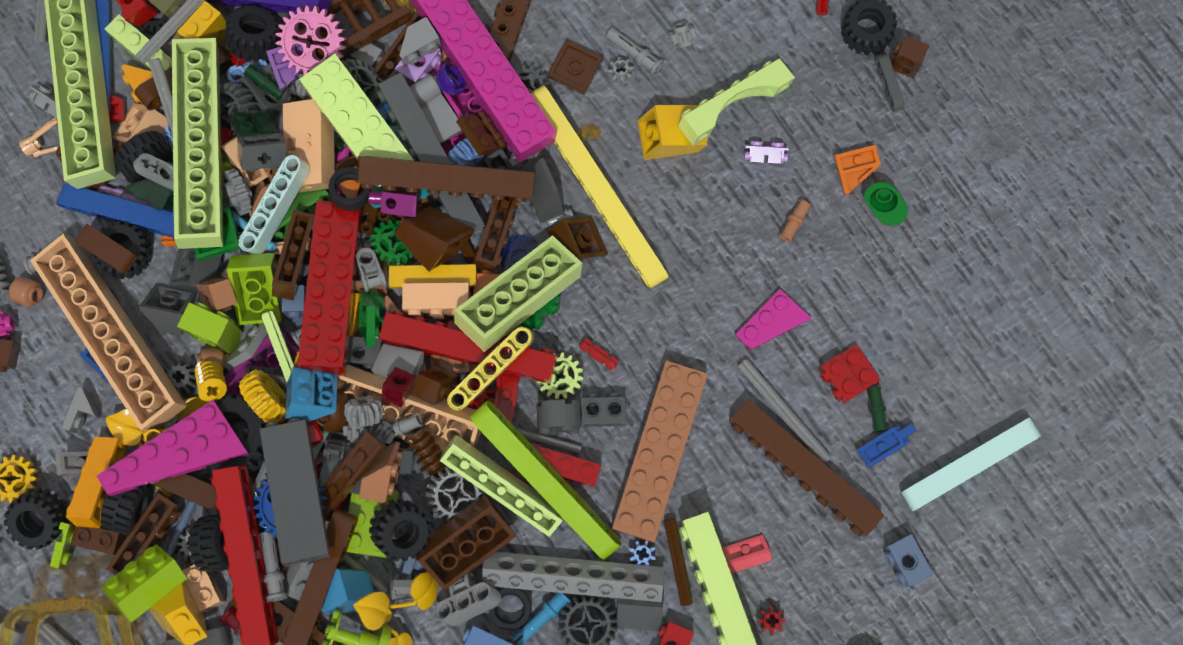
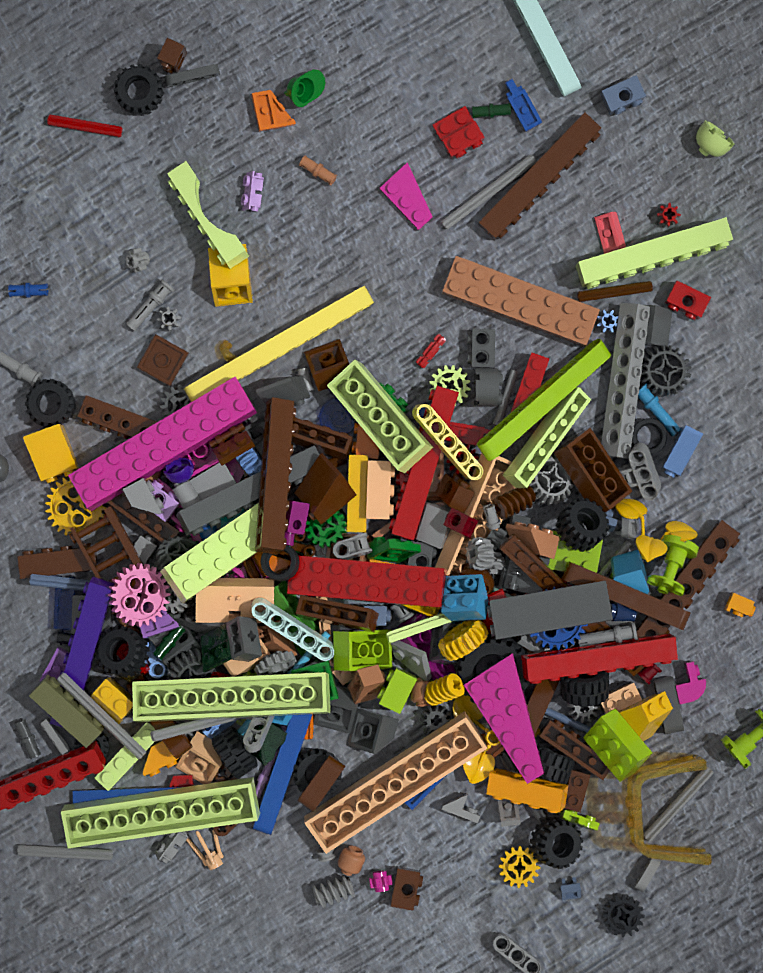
camera: 90 degrees left, 10 degrees up
(297, 579) = (622, 613): none -> dark blue cone

